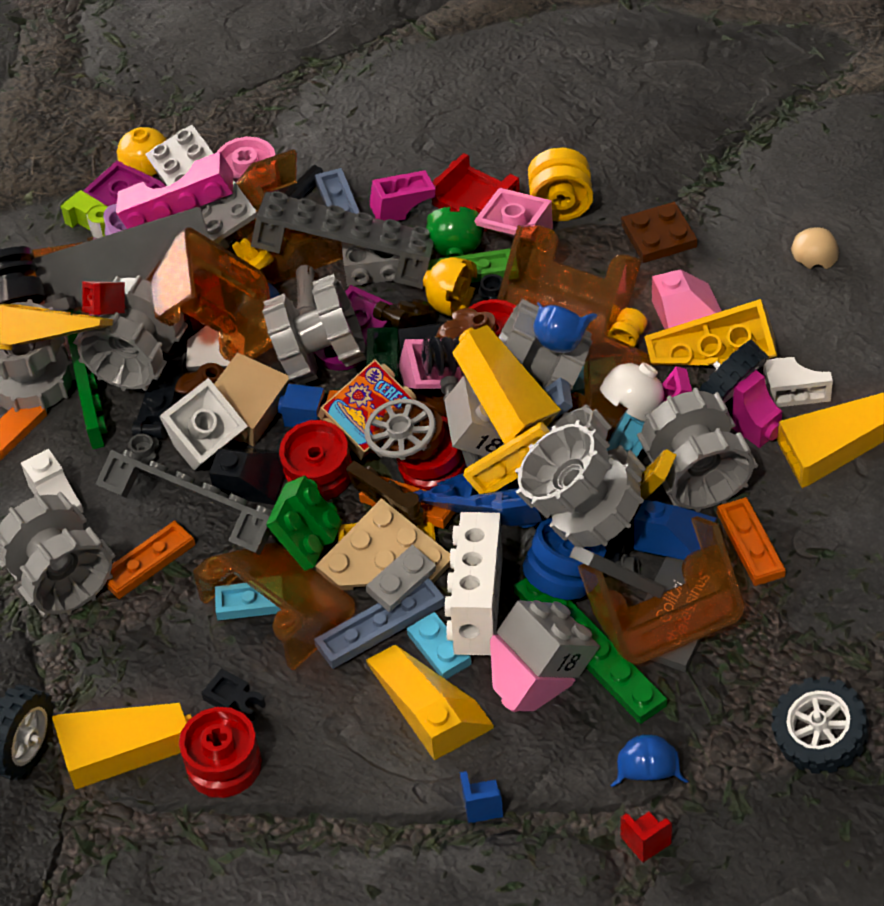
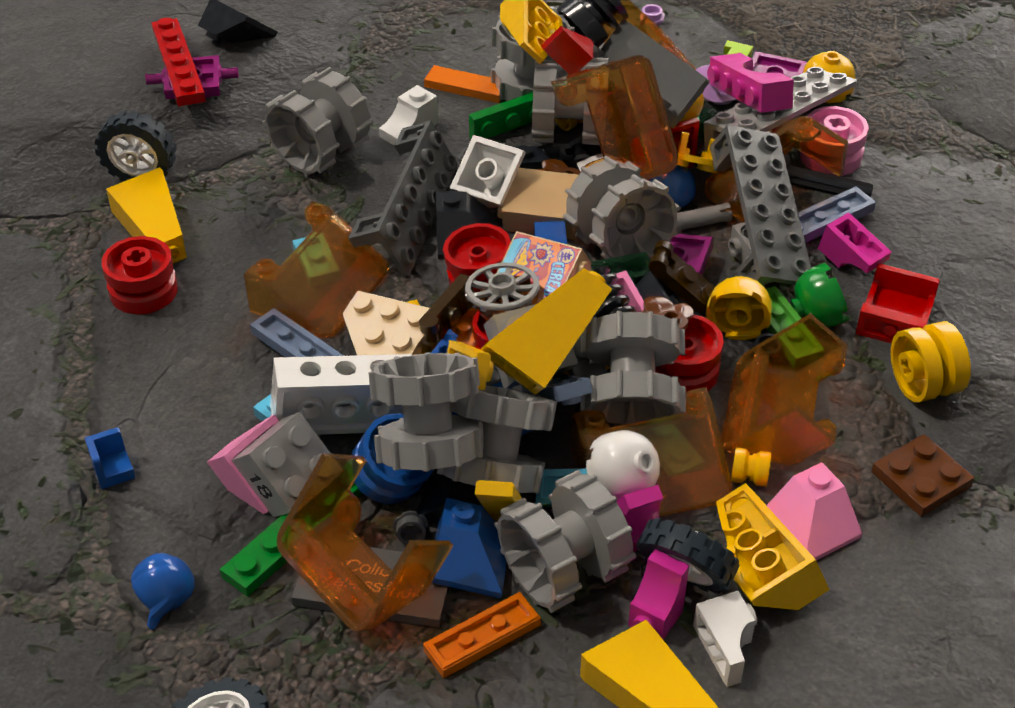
camera: 70 degrees right, 5 degrees down
(149, 558) = (349, 192): orange tile -> none
(232, 692) = (208, 271): black plate -> none
(304, 521) = (394, 263): green plate -> none
(400, 578) = (344, 341): light grey plate -> none
(430, 704) = (213, 406): yellow wedge -> none
(511, 208) = (867, 334): bright pink slope -> none
(560, 328) = (625, 340): blue hair -> none
(617, 571) = (369, 496): dark grey tile -> none
(646, 835) = (73, 596): red panel -> none
(815, 247) = (968, 630): tan hair -> none

